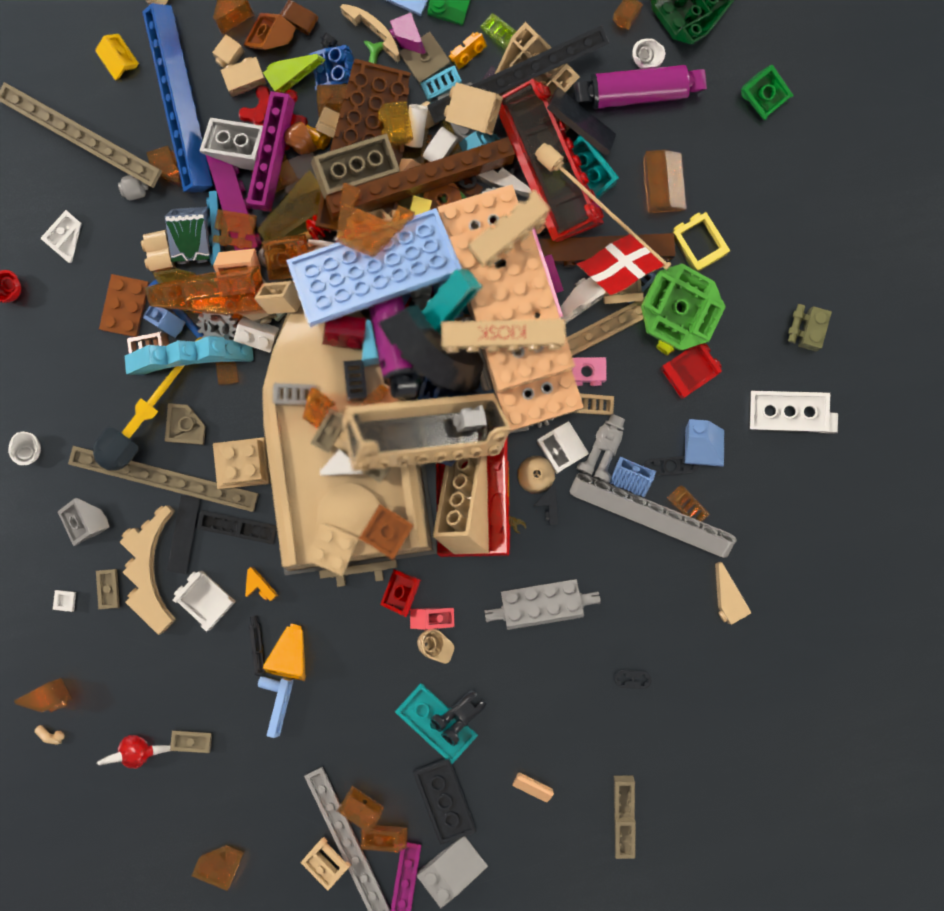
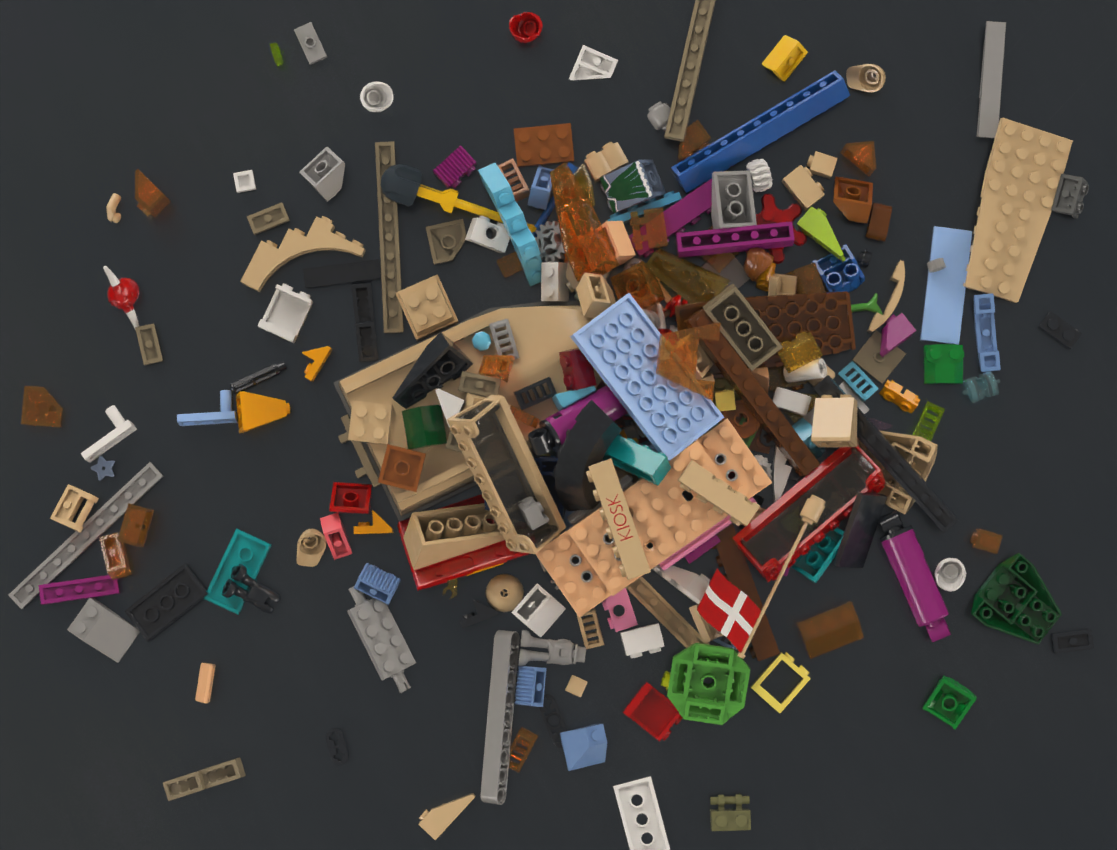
camera: 65 degrees right, 0 degrees up
(117, 395) = (455, 168): none -> magenta brick
(189, 393) = (477, 234): none -> white brick
(218, 109) = (760, 175): none -> white gear
(265, 792) = (122, 430): none -> white piece
(288, 416) = (481, 341): none -> medium azure tile
(298, 469) = (435, 366): none -> black wedge
(301, 822) = (108, 468): none -> sand blue plate
(353, 497) = (424, 426): none -> dark green slope
(436, 574) = (379, 526): none -> light orange slope
(489, 592) = (377, 583): none -> medium blue brick
(621, 357) = (642, 639): none -> white brick
(644, 434) = (576, 686): none -> tan piece

